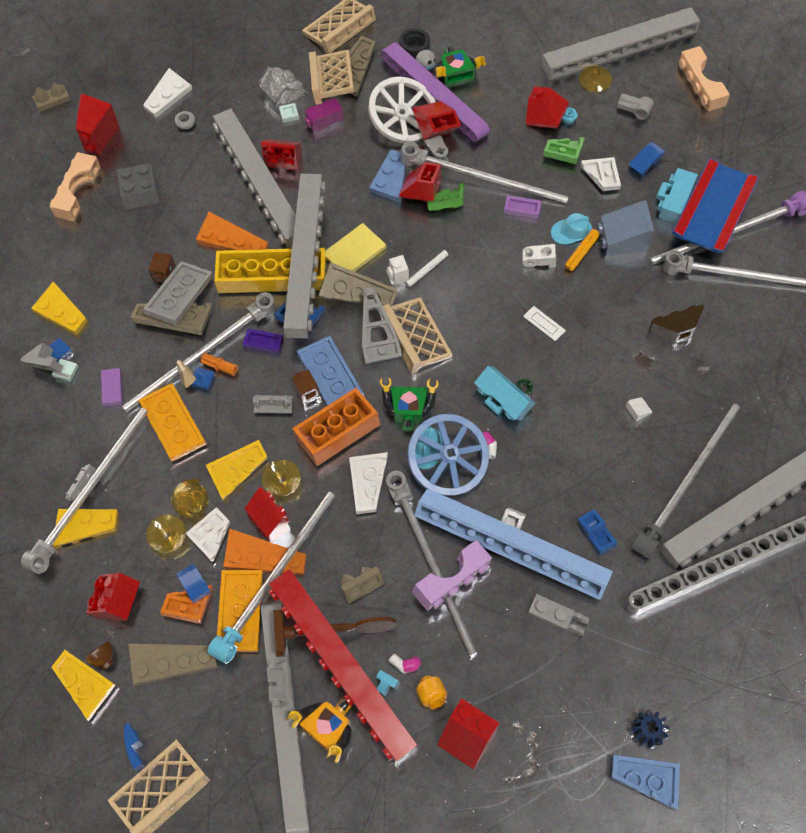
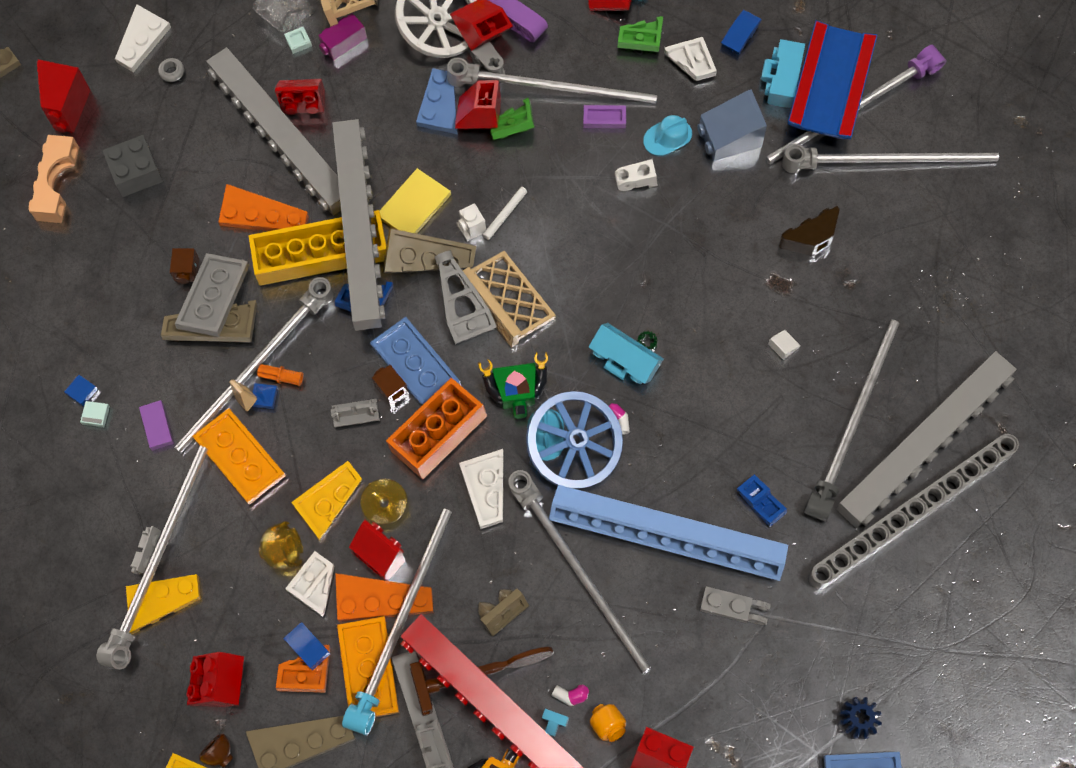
camera: 10 degrees left, 5 degrees up
(41, 358) = (63, 405): light grey slope -> none
(59, 309) = (70, 339): yellow wing -> none
(160, 527) = (253, 585): clear yellow dish -> none
(263, 341) = (326, 337): dark purple tile -> none
(434, 589) = (589, 603): lavender arch -> none
(513, 518) = (663, 501): white slope -> none
(544, 323) = (656, 257): white sticker -> none
(582, 249) = (684, 159): light orange axle -> none

